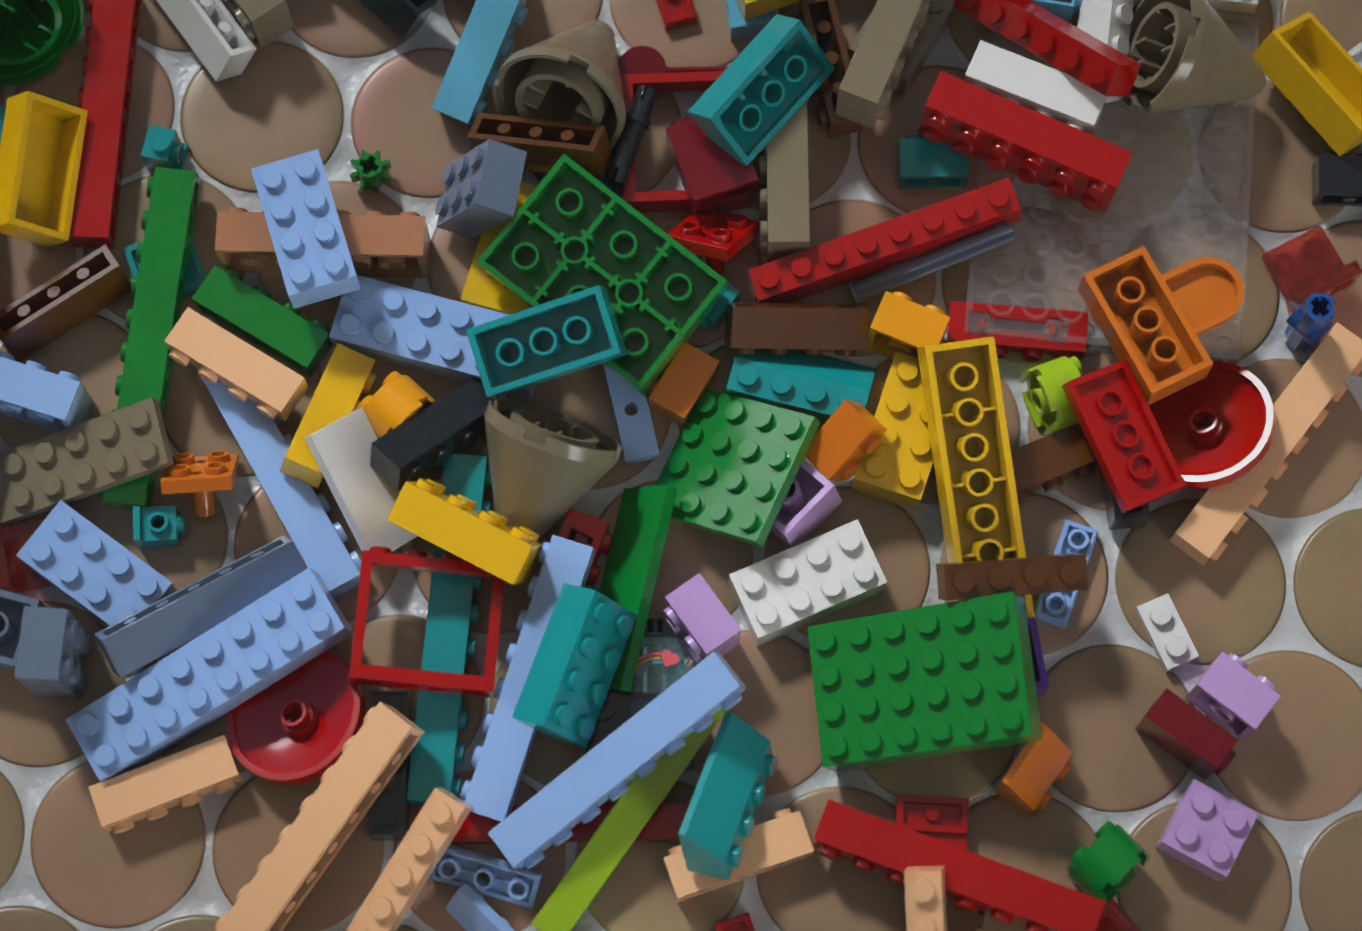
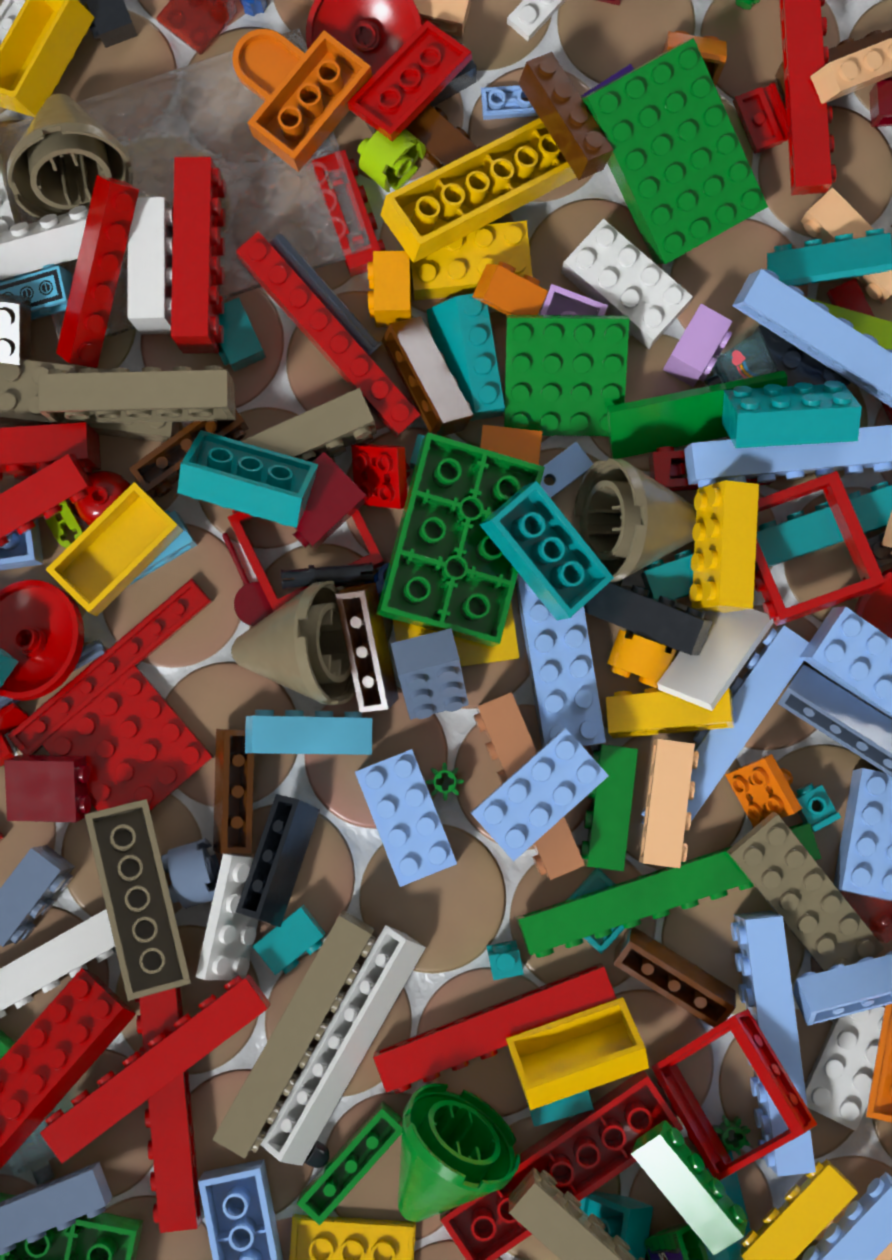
camera: 115 degrees left, 10 degrees up
(353, 116) = (406, 817): none -> light blue brick

